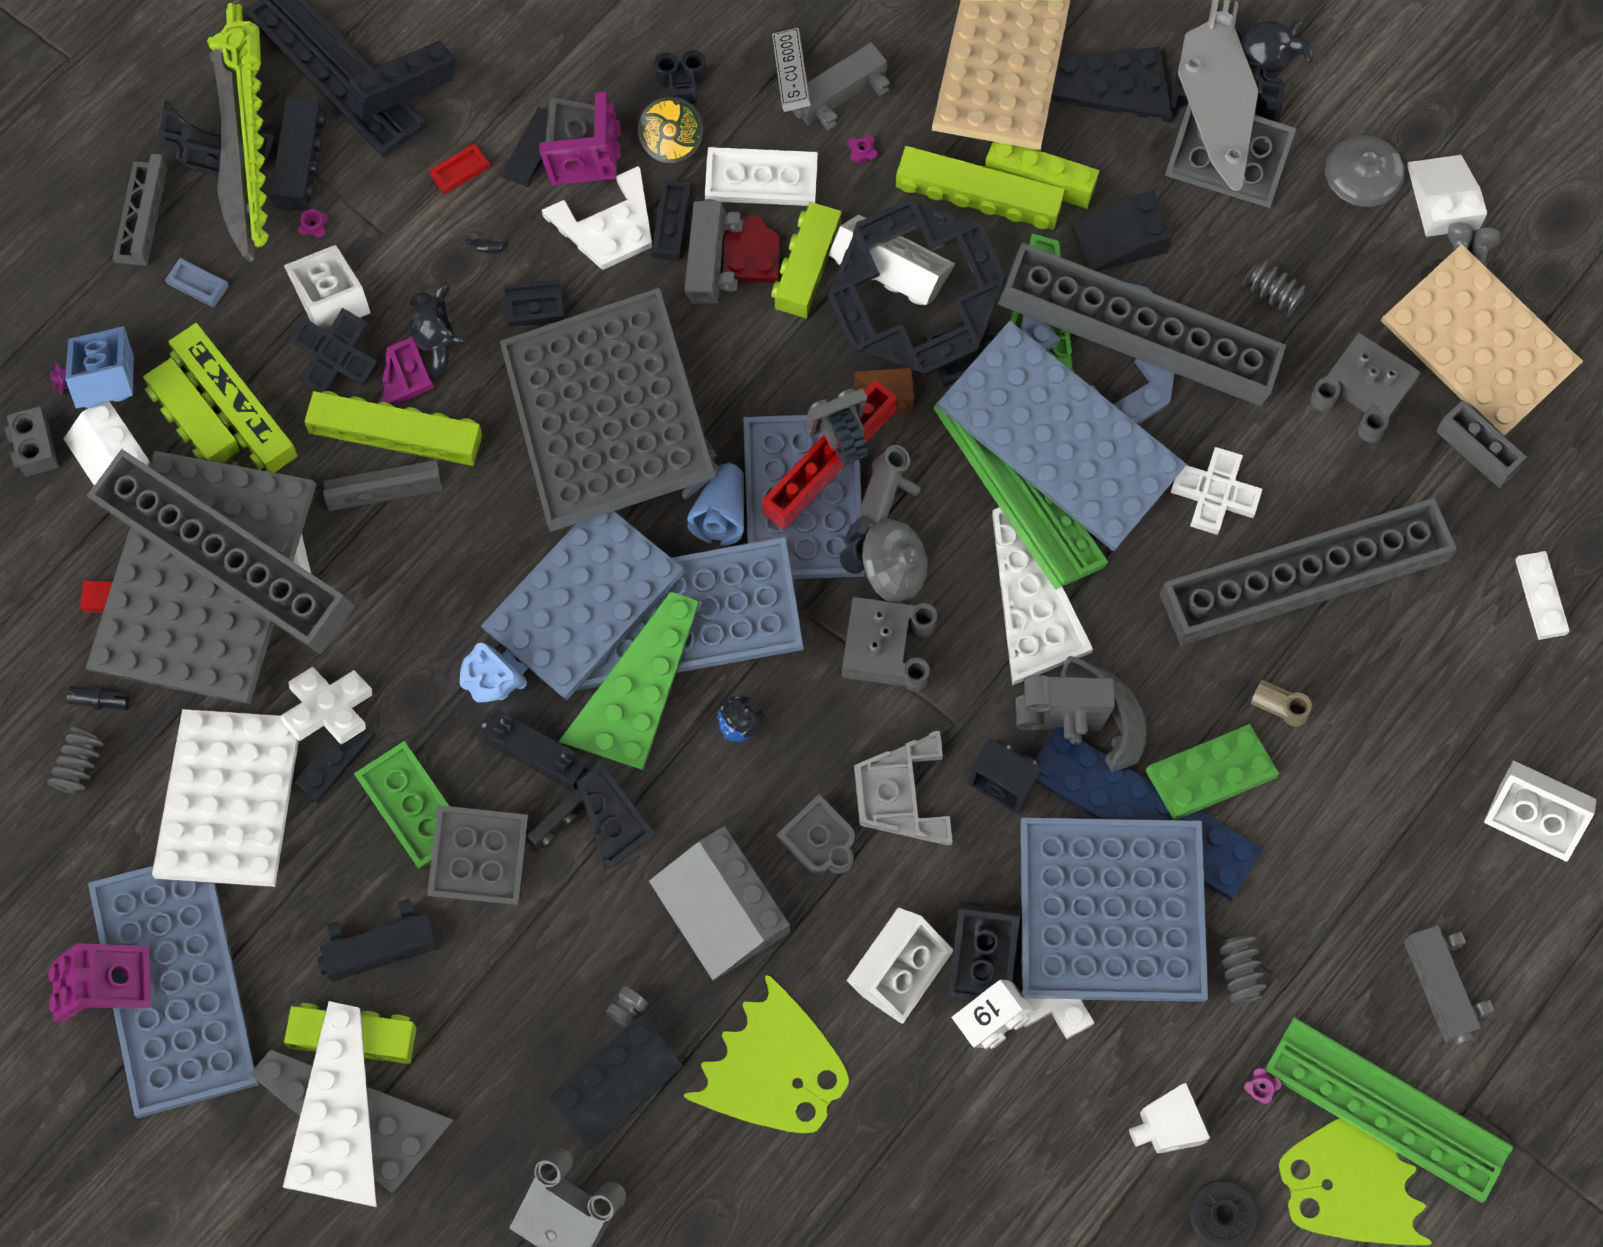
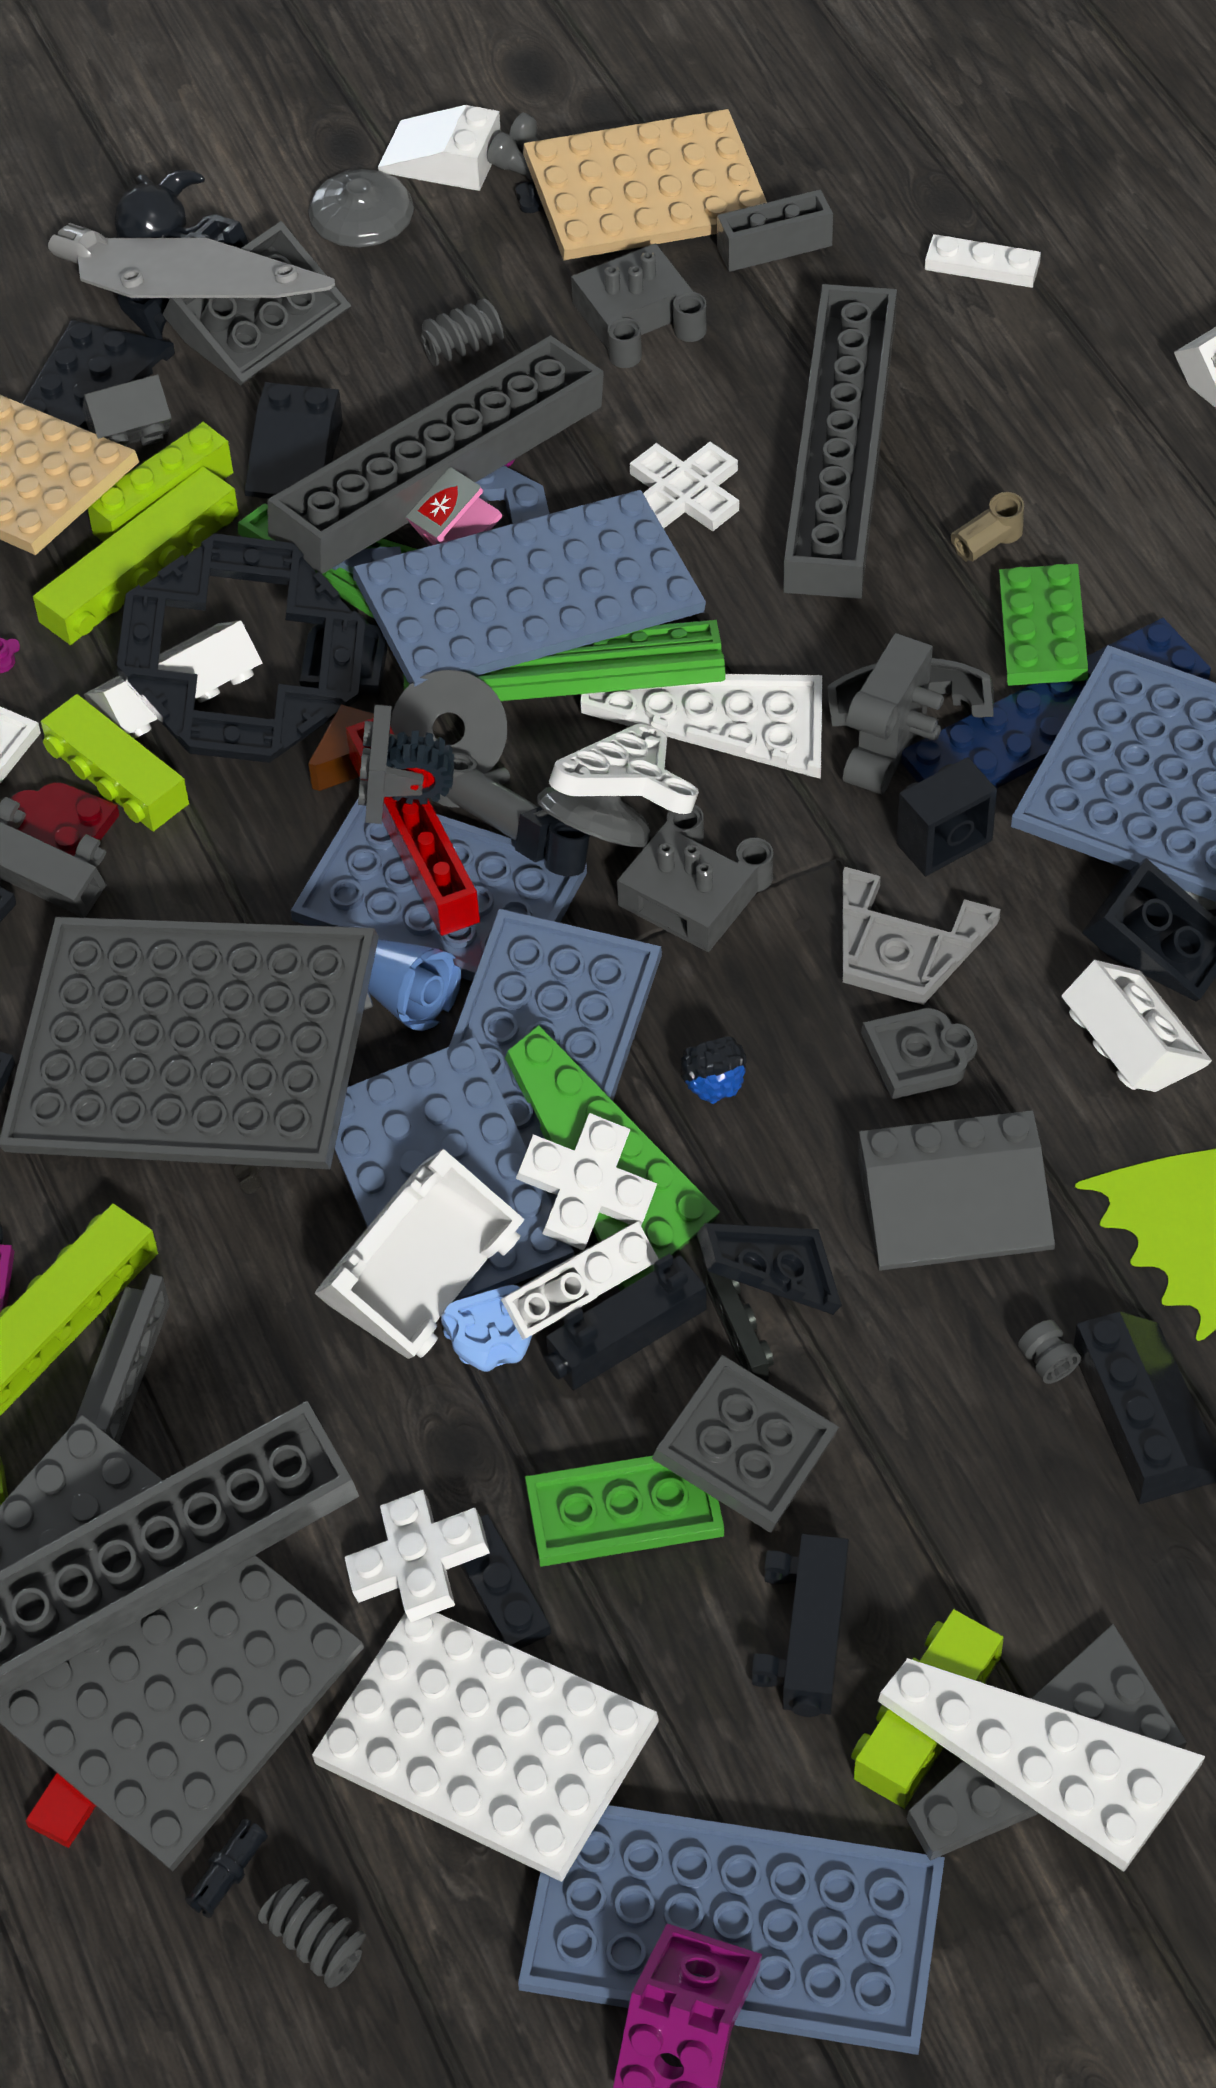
camera: 60 degrees left, 15 degrees down
(506, 609) = (420, 1254): none -> white windscreen
(536, 706) = (579, 1280): none -> white slope
(607, 681) = (586, 1181): none -> white plate
(923, 557) = (625, 766): none -> white beam
(947, 431) = (458, 694): none -> dark grey sticker
(1081, 122) = (129, 412): none -> dark grey brick
(1094, 359) = (452, 510): none -> piece

